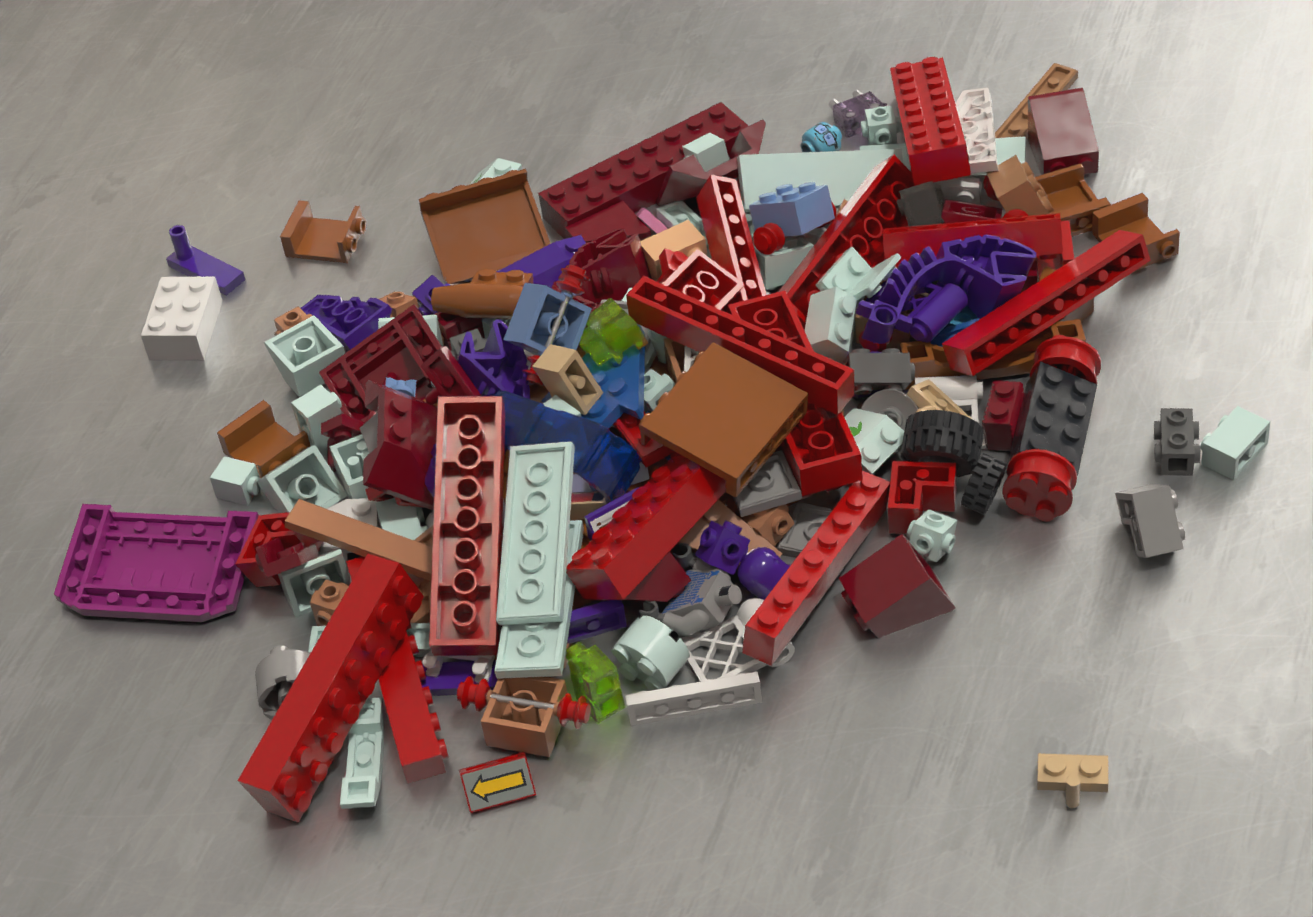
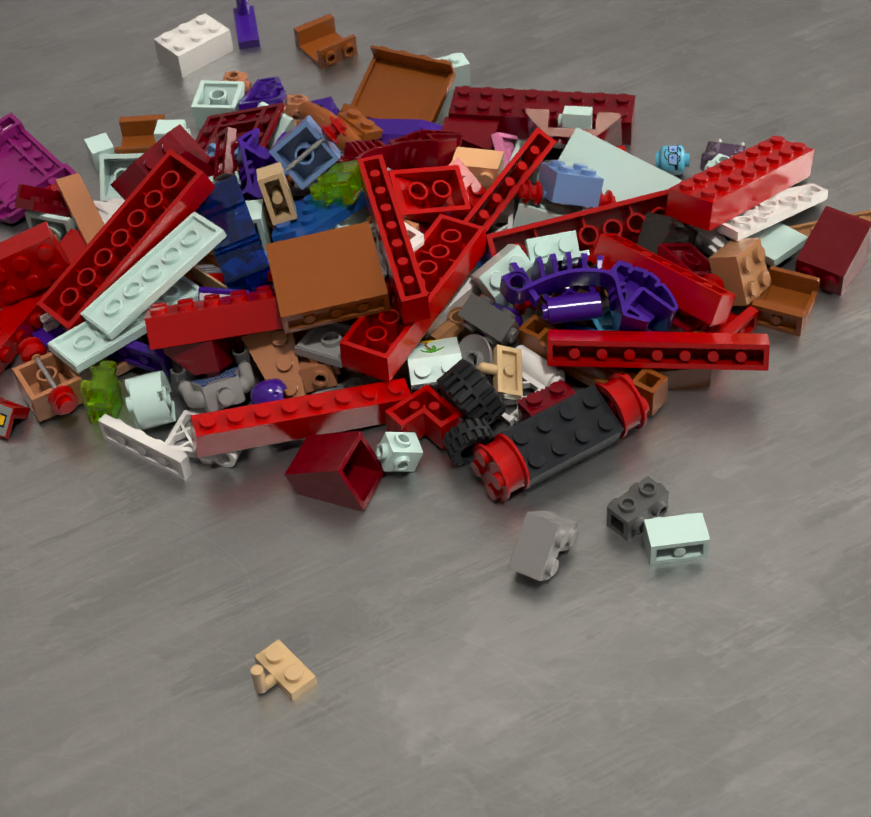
camera: 40 degrees right, 0 degrees up
(723, 546) = (258, 363): dark purple brick -> none
(1133, 217) = (802, 350): dark orange panel -> none

